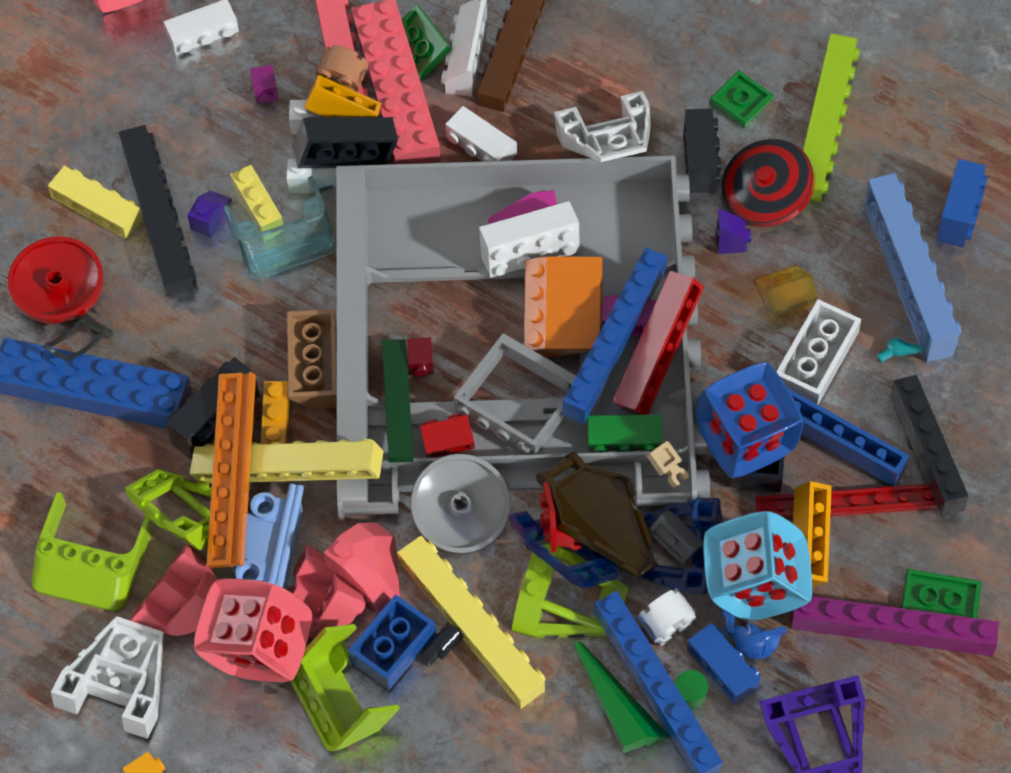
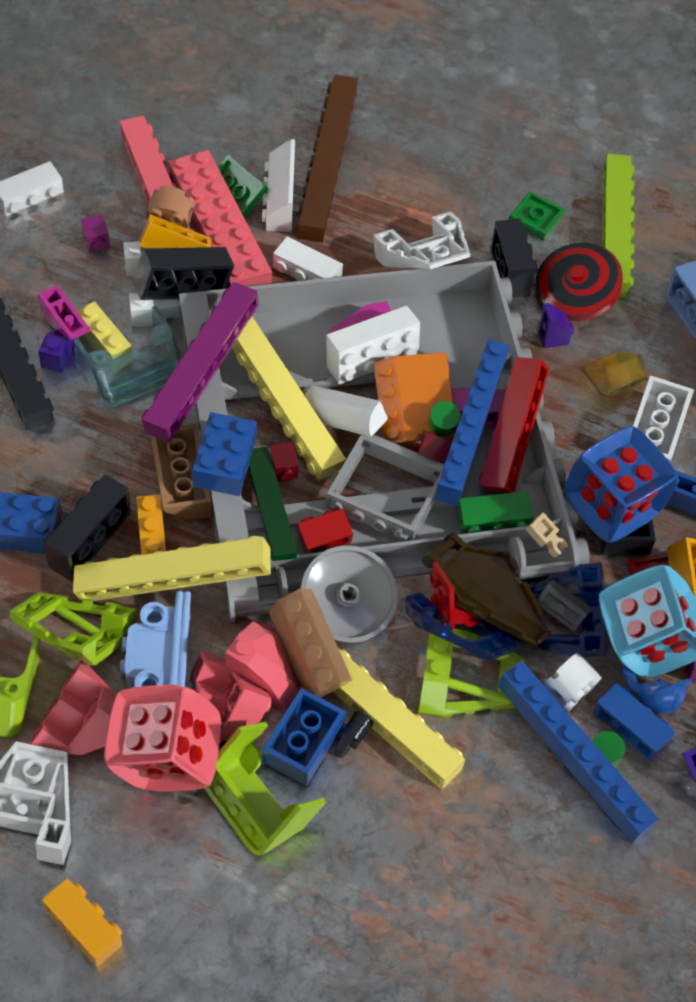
camera: 15 degrees left, 5 degrees down
(217, 175) = (62, 313): none -> dark pink slope
(231, 470) = (117, 584): orange plate -> none
(346, 245) = (200, 362): none -> magenta brick
(354, 348) = (224, 454): none -> blue brick
(410, 550) = (309, 643): none -> medium nougat slope
(429, 287) = (287, 402): none -> light yellow brick
(486, 309) = (346, 410): none -> white brick
(569, 356) = (432, 446): none -> dark red brick
(585, 328) = (444, 418): none -> green piece
(626, 716) = (551, 787): green wedge -> none

